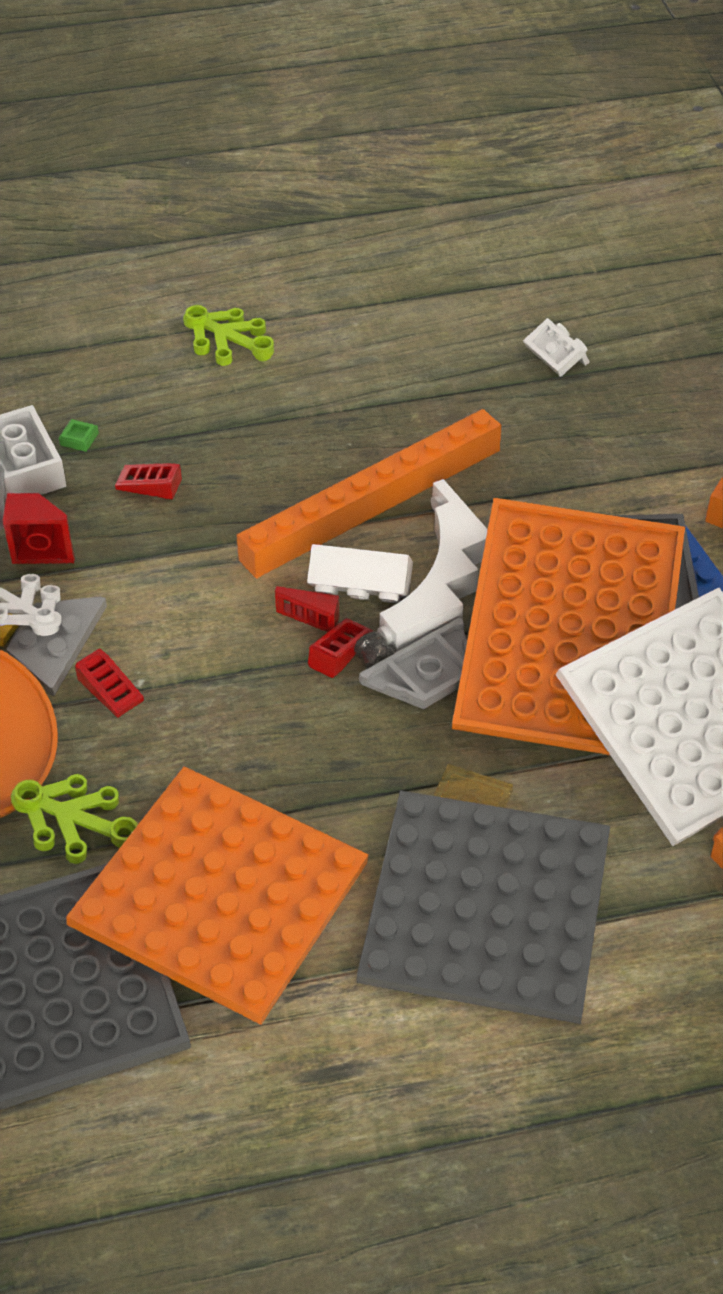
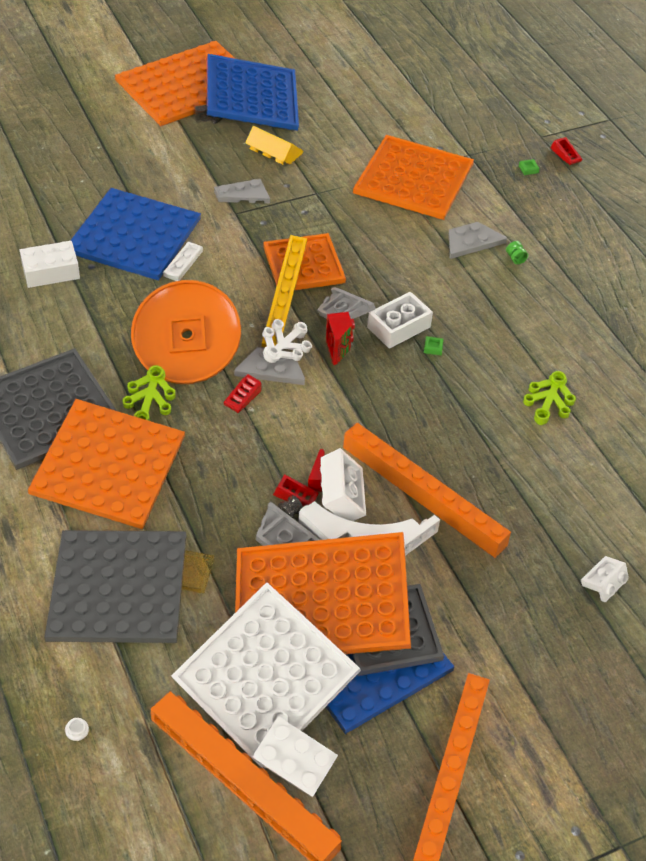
camera: 75 degrees right, 0 degrees up
(158, 480) = (405, 387): red slope -> none

